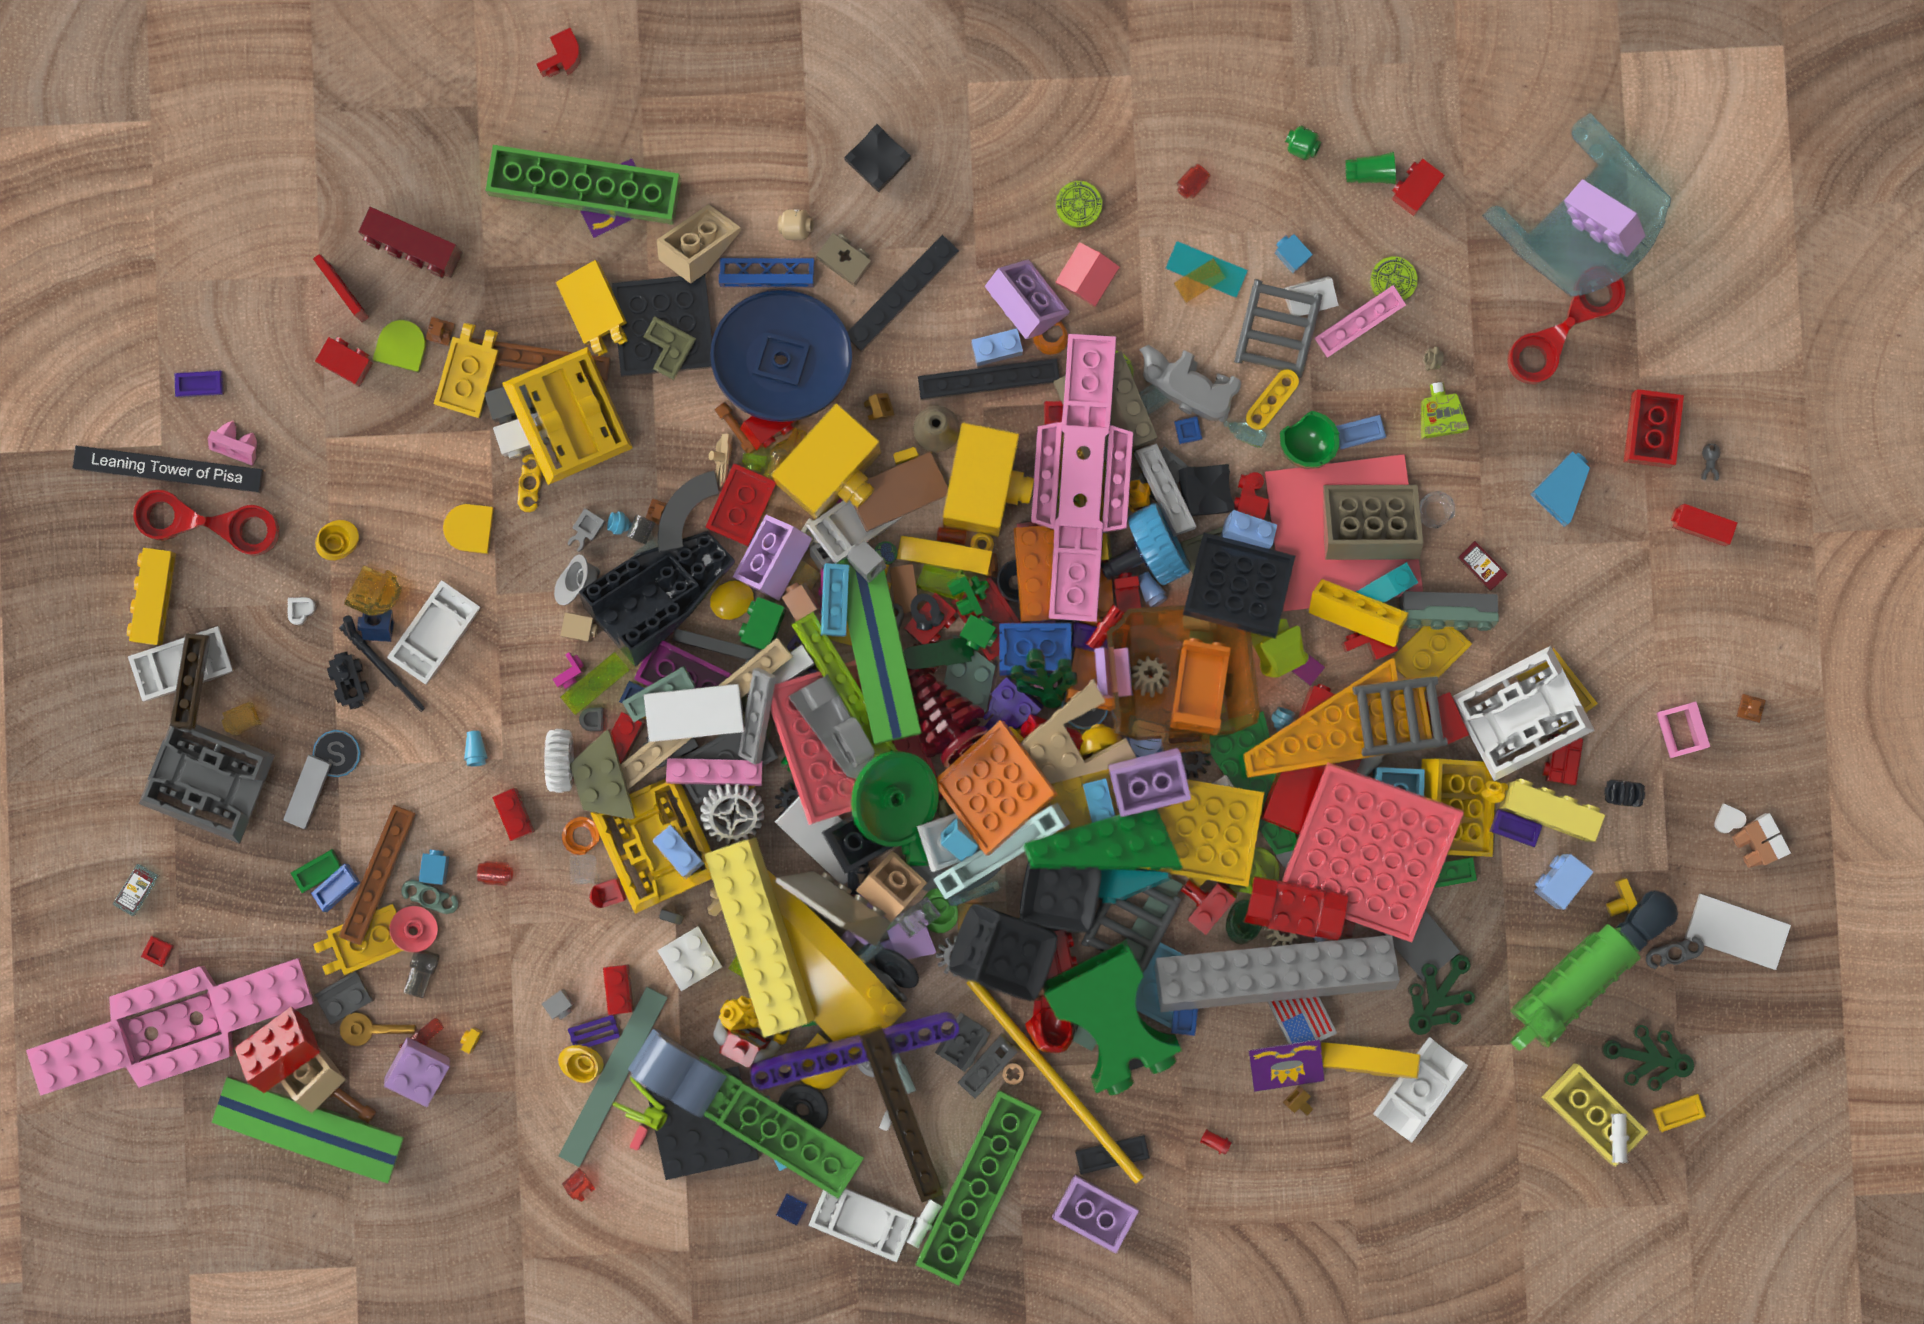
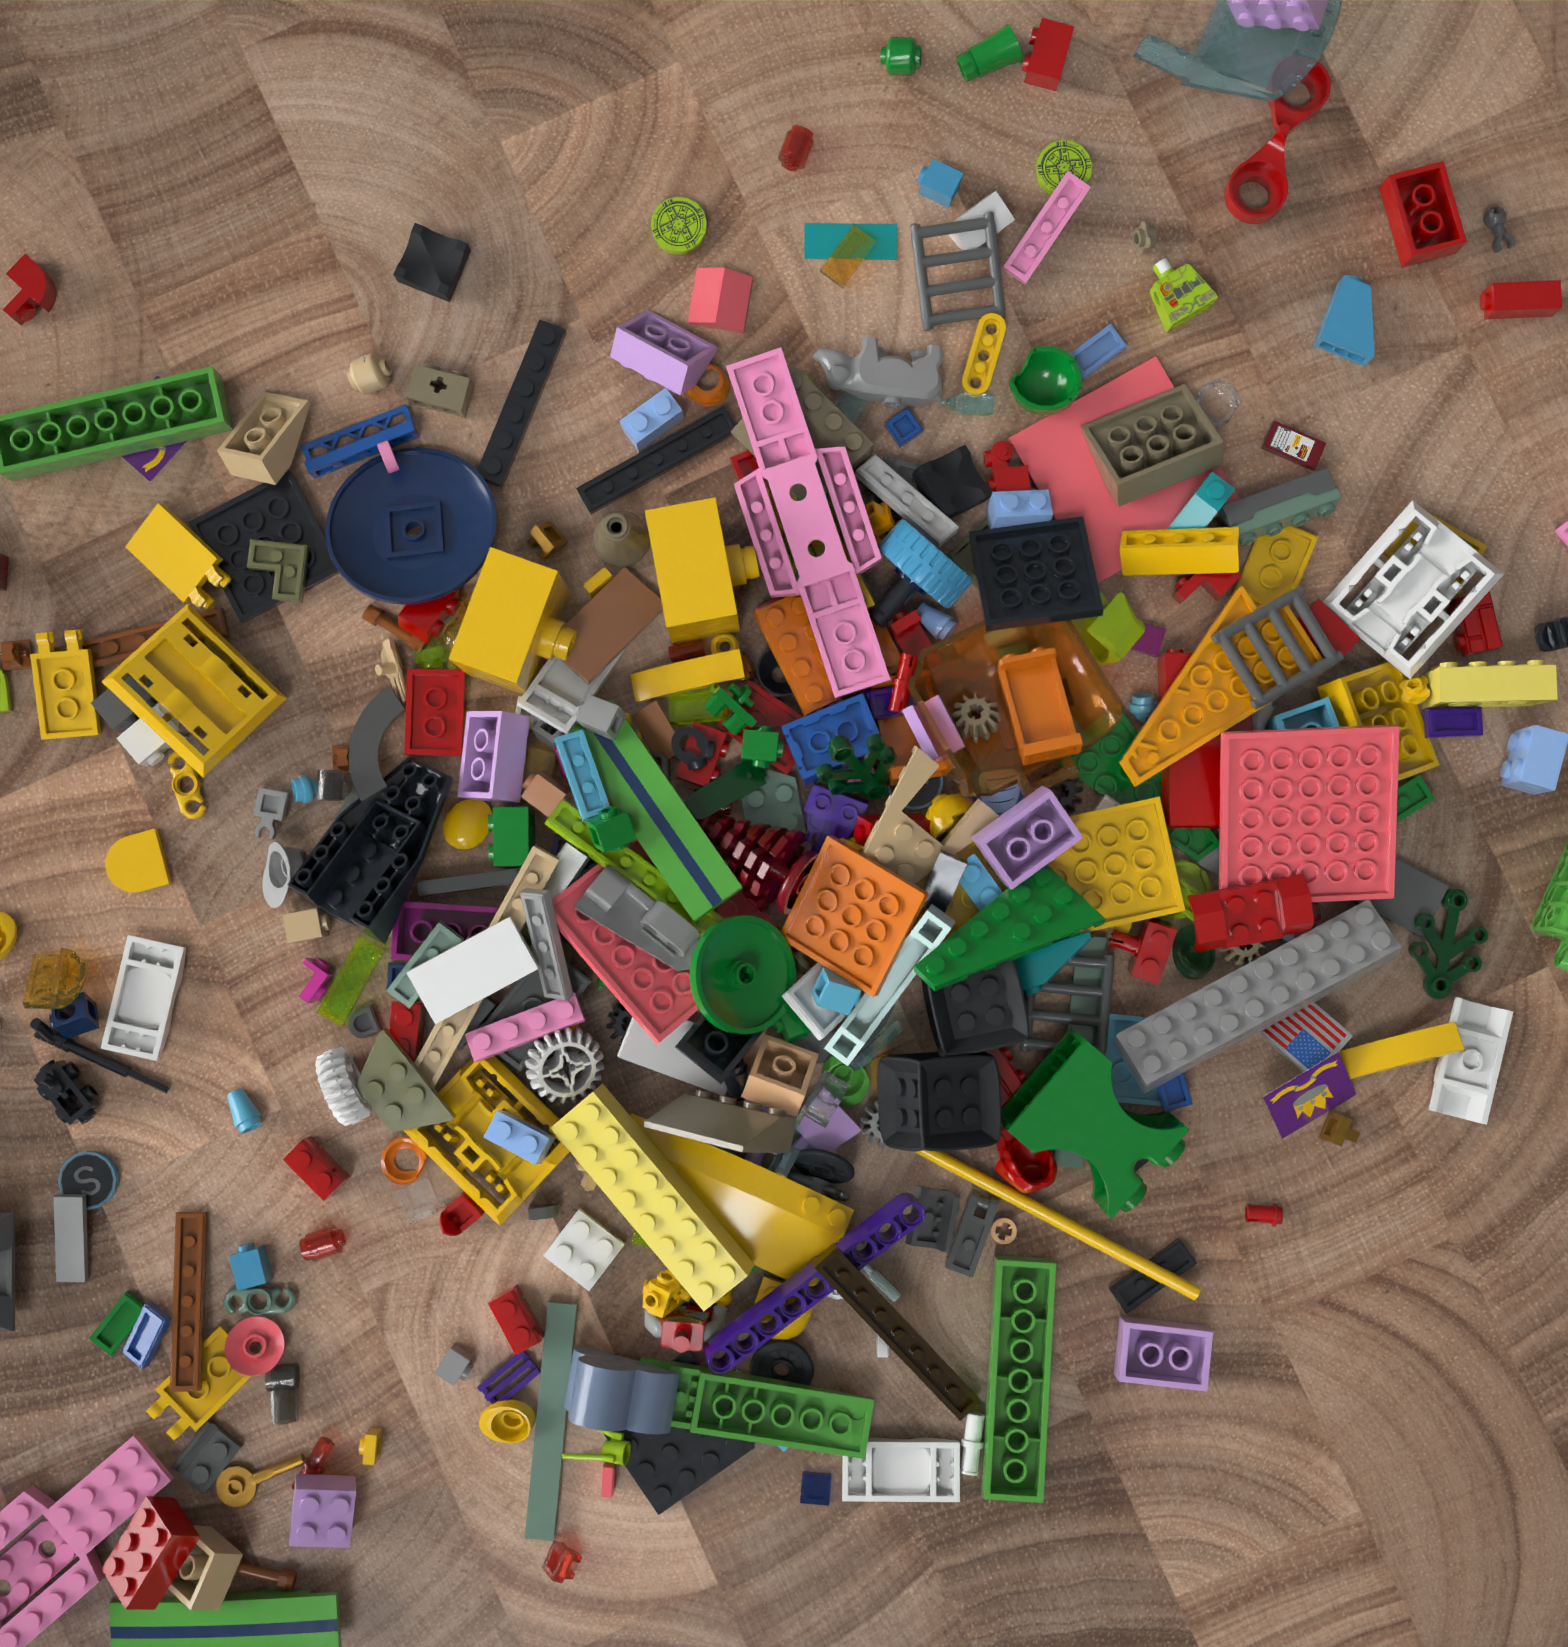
camera: 20 degrees left, 0 degrees up
(784, 295) = (388, 456): none -> bright pink piece
(840, 649) = (611, 829): none -> green brick
(888, 551) = (623, 698): tile -> none
(1074, 789) = (944, 880): none -> tile

